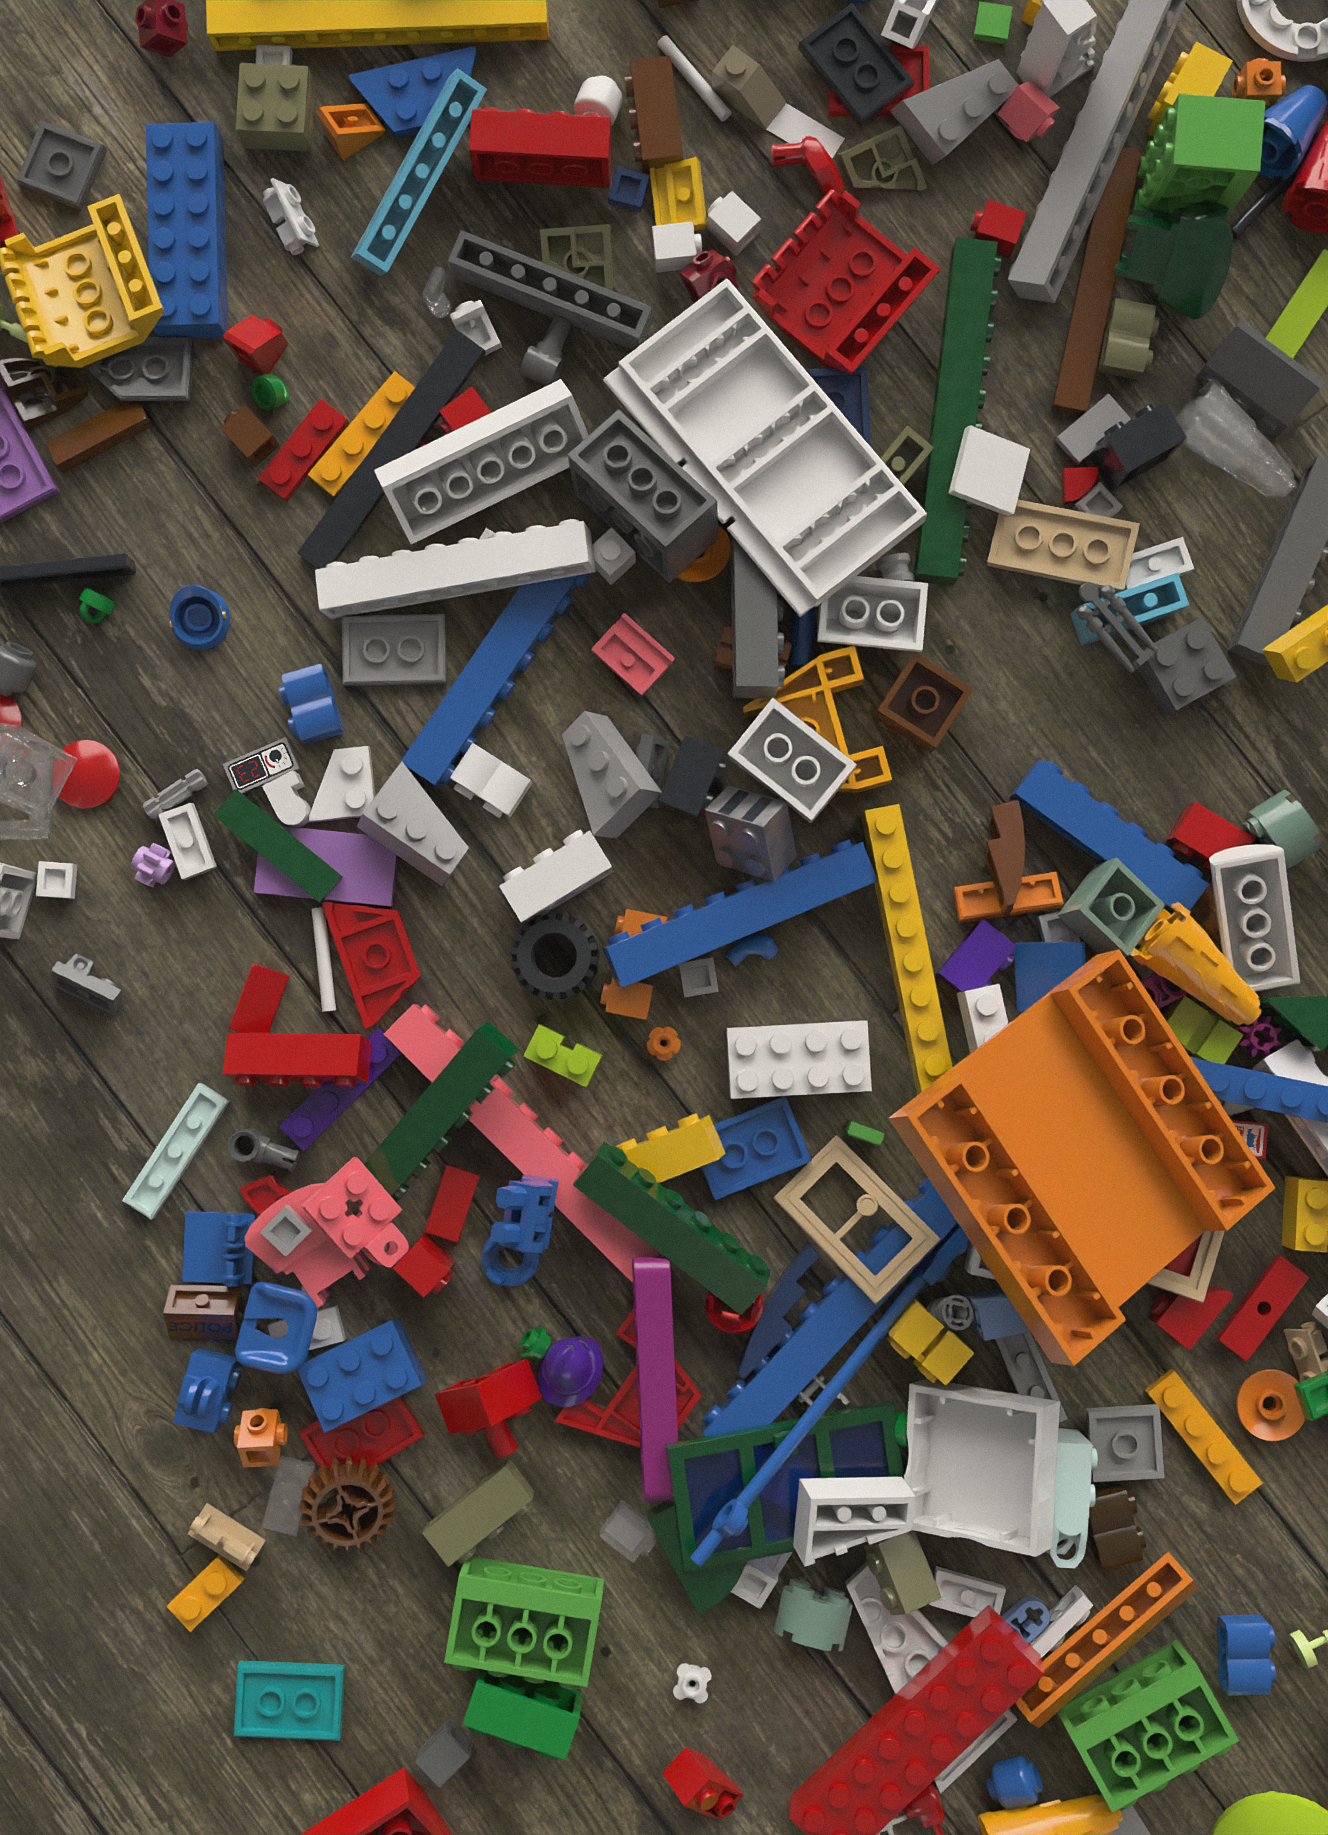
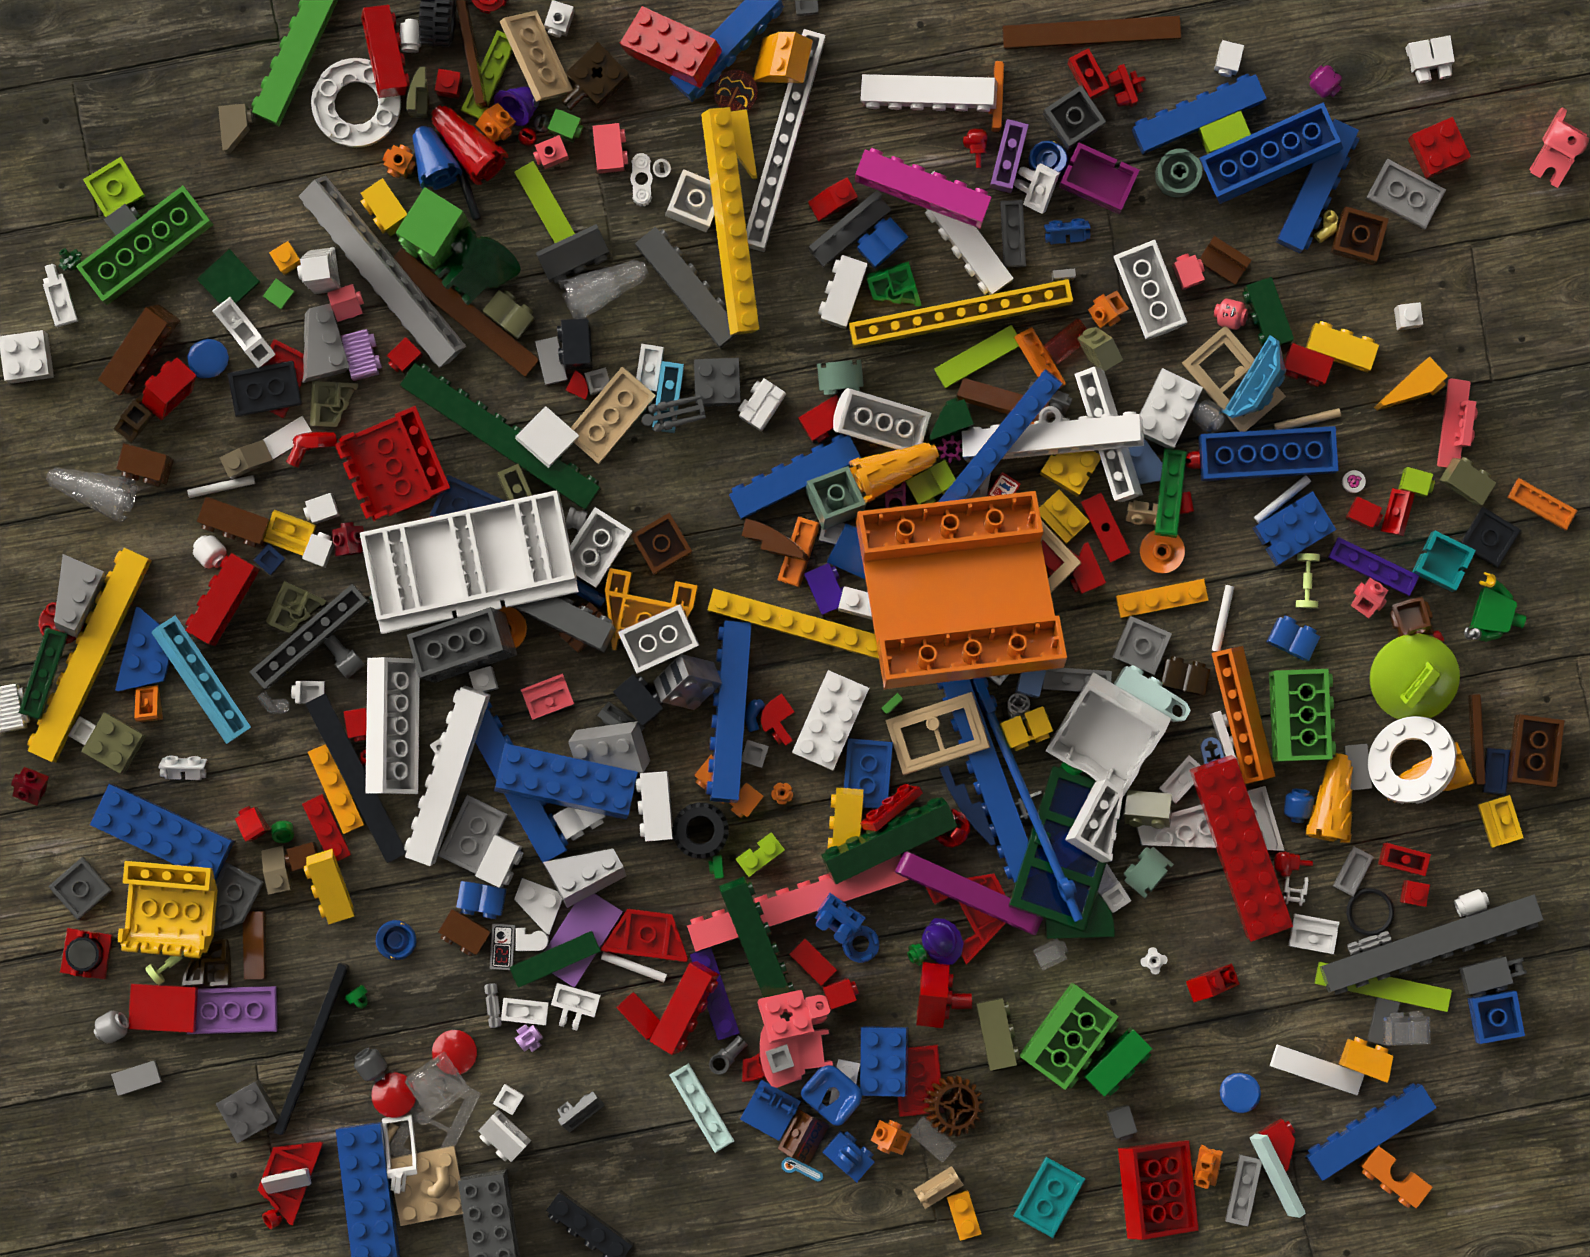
camera: 65 degrees left, 0 degrees up
(154, 1313) = (790, 1165): none -> dark azure sticker
(207, 407) = (276, 871): none -> dark tan slope
(223, 488) = (329, 887): none -> yellow brick
(236, 903) = (574, 1000): none -> white hinge
(254, 704) = (464, 932): none -> reddish brown brick
(372, 701) = (499, 861): none -> white brick
(516, 1004) = (716, 867): none -> green plate
(527, 733) = (565, 781): none -> blue brick
(719, 1206) = (891, 807): none -> red tile
(763, 975) = (773, 714): none -> red brick
(968, 169) = (360, 354): none -> lavender brick
(1184, 743) = (762, 404): none -> white brick
(1219, 1536) = (1222, 620): none -> white bar
(1249, 1242) = (1062, 516): none -> yellow plate

